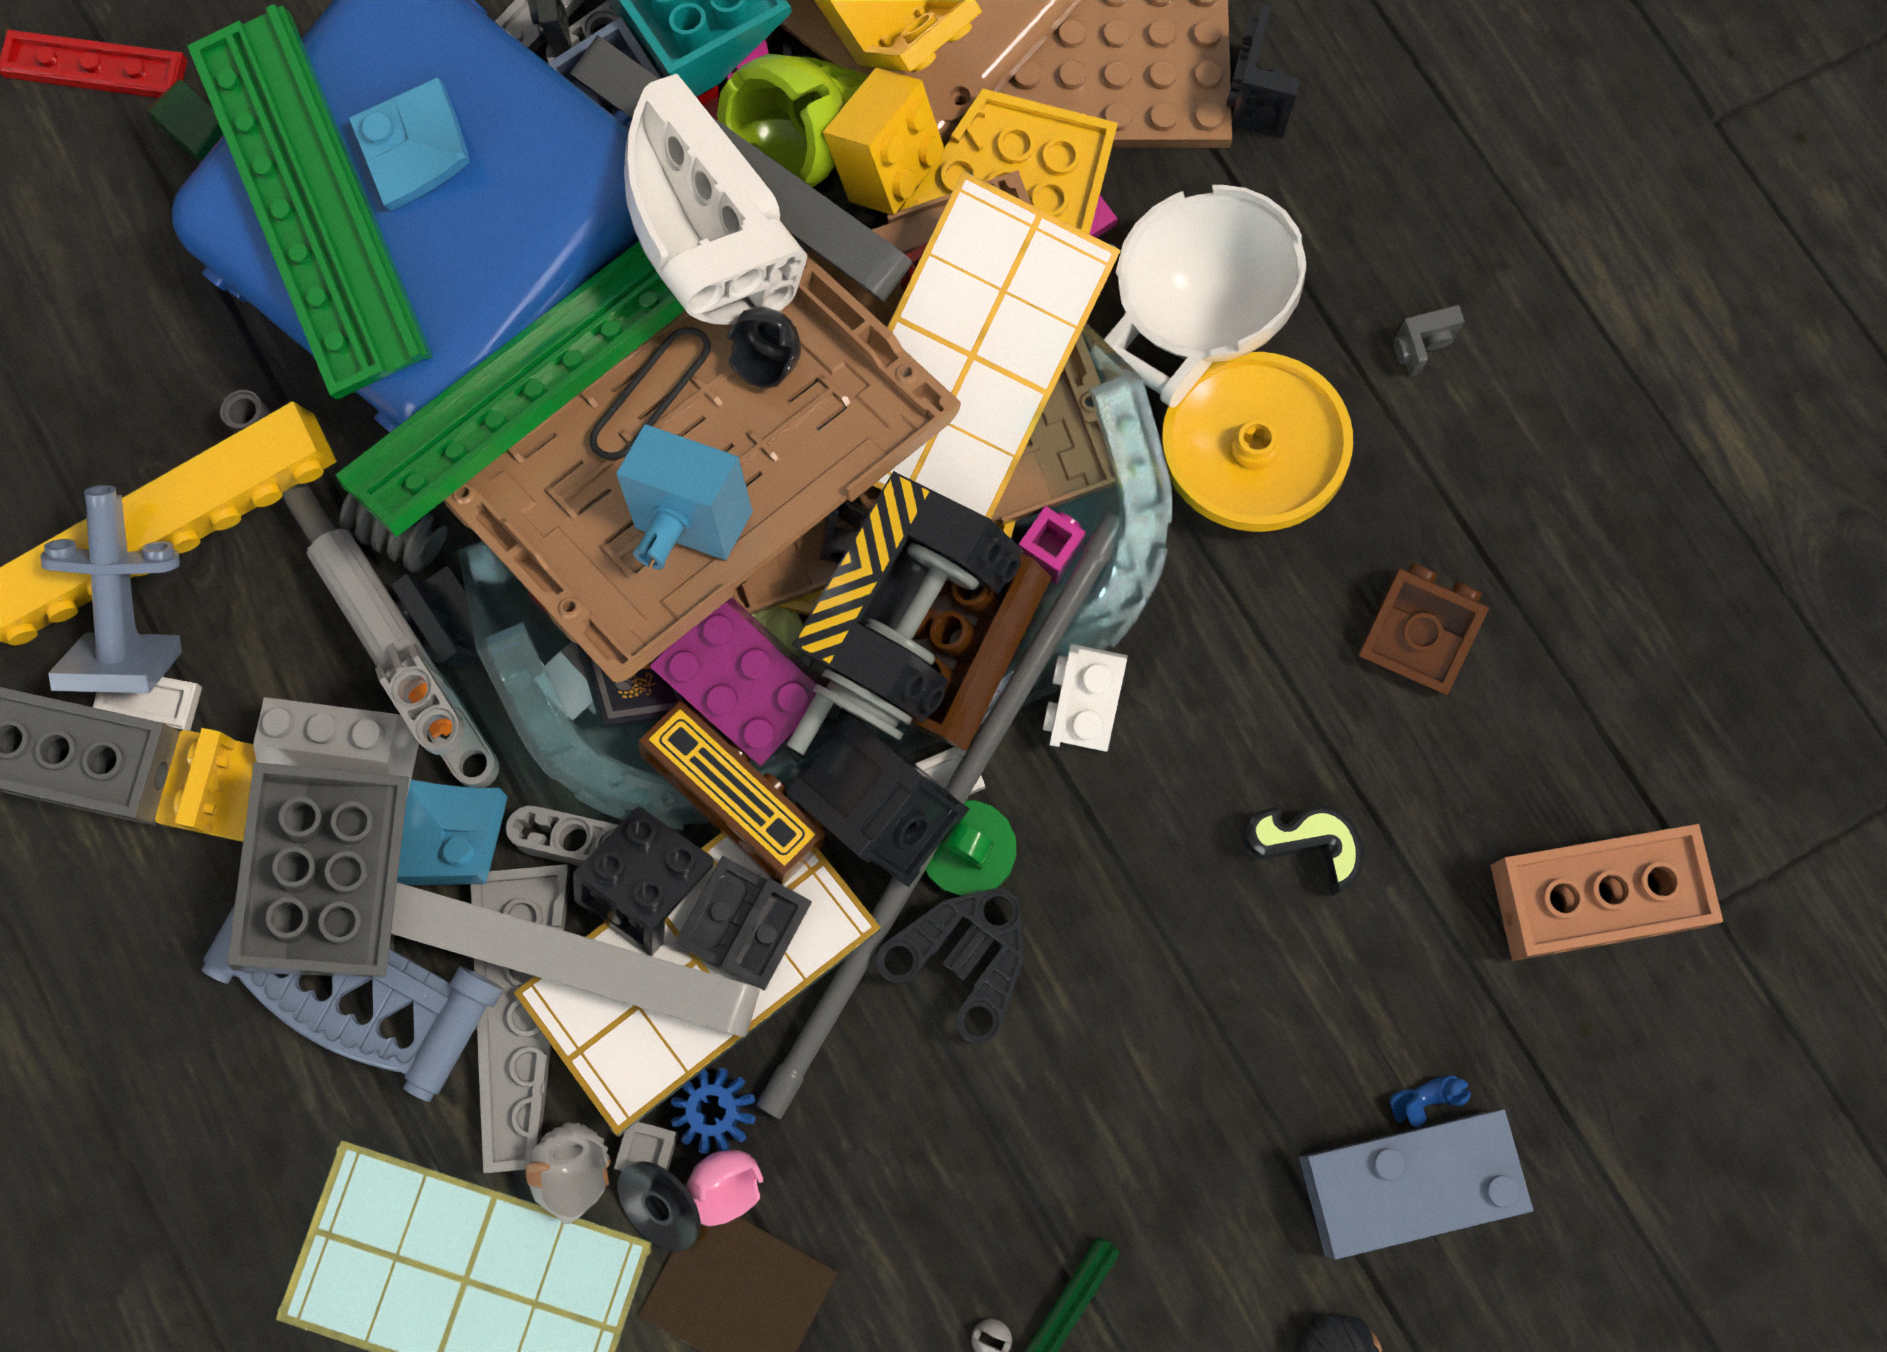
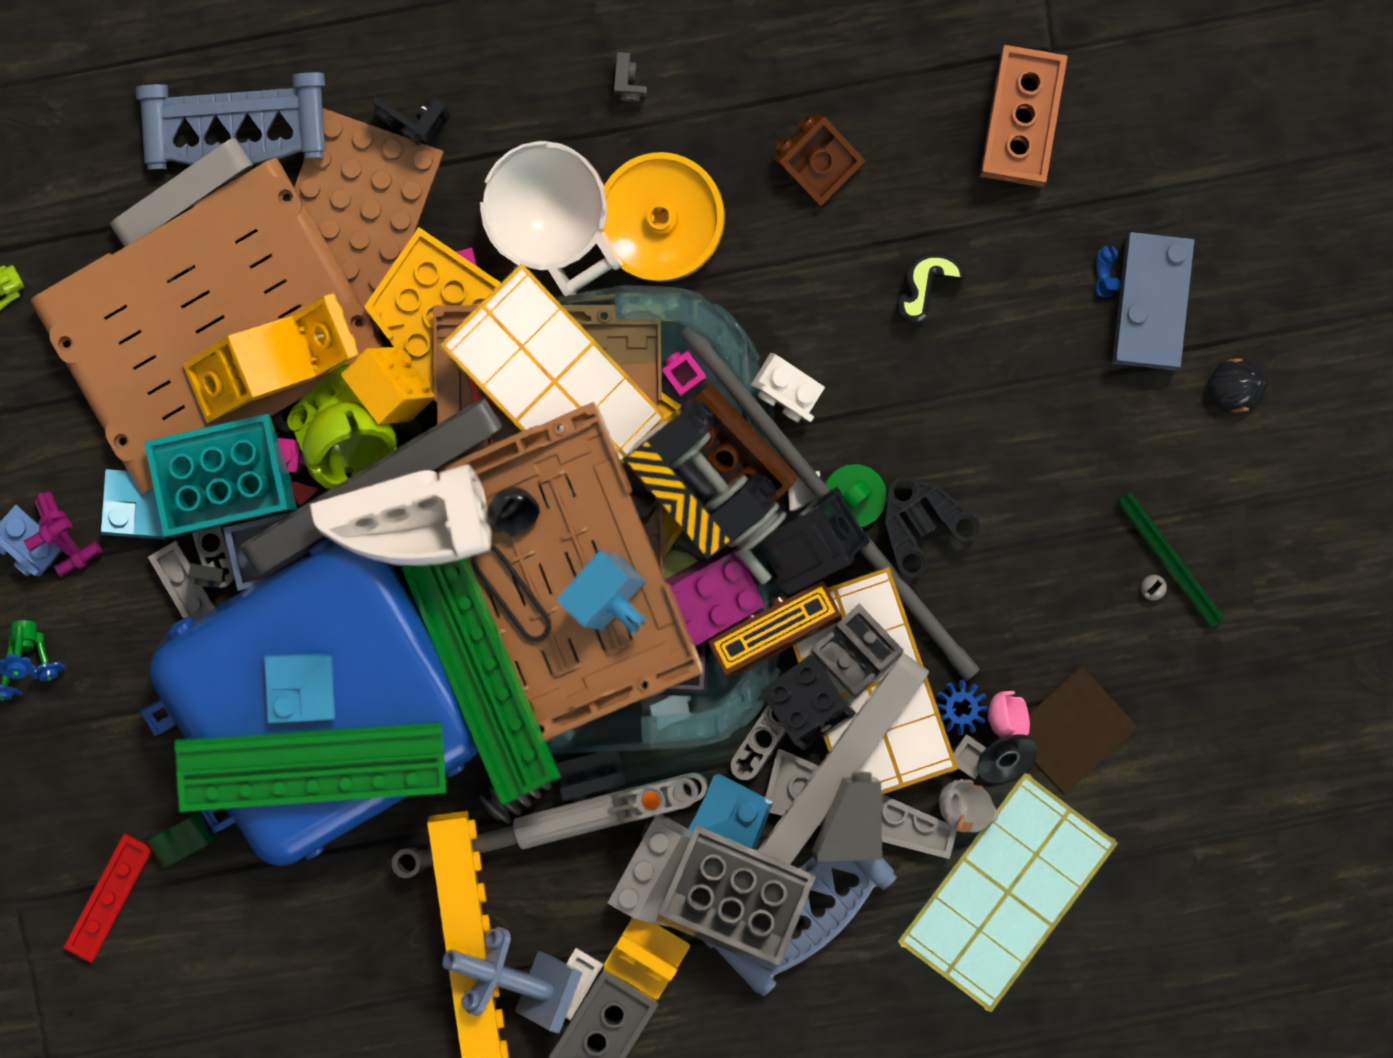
camera: 70 degrees left, 10 degrees up
(477, 1001) = (853, 822): none -> dark grey slope

